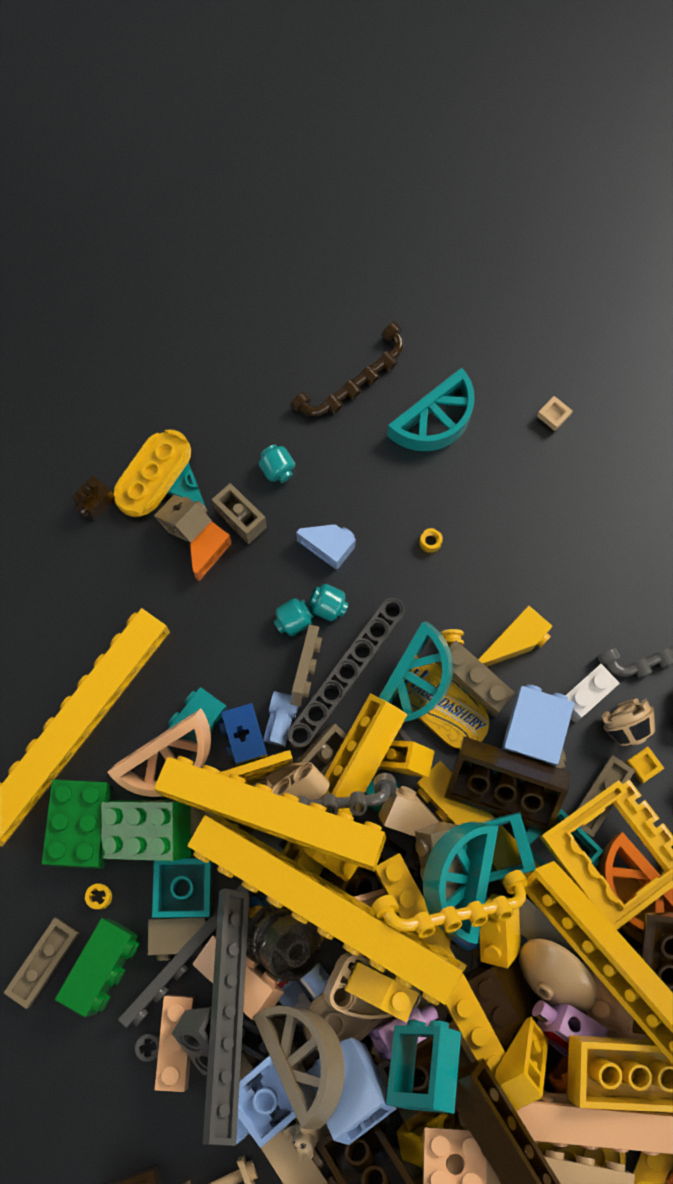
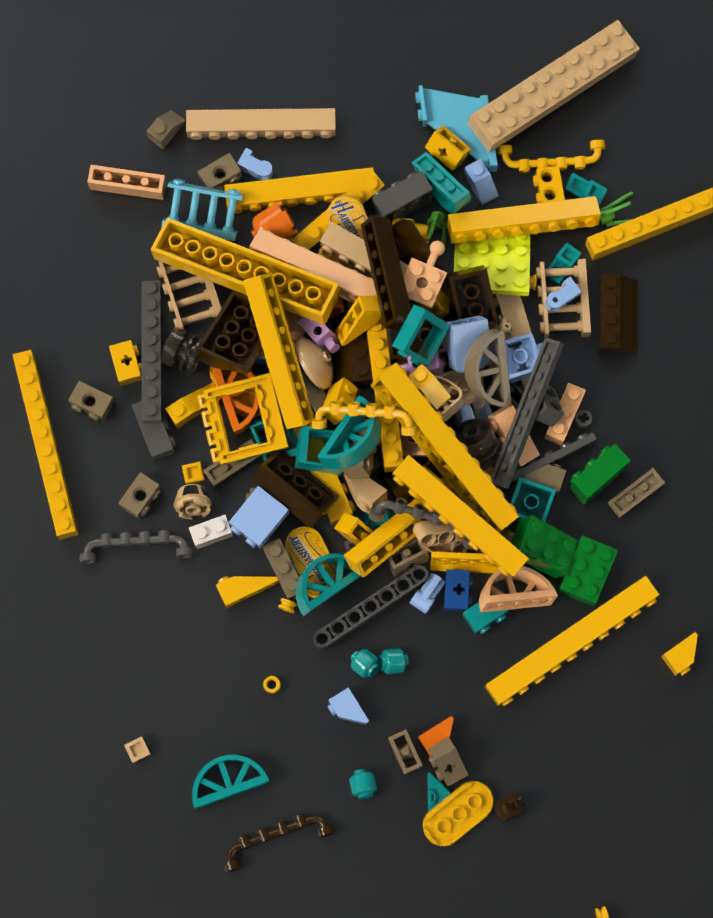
camera: 155 degrees left, 5 degrees up
(101, 888) = (584, 526): yellow bush -> none
(306, 666) = (397, 620): dark tan plate -> none

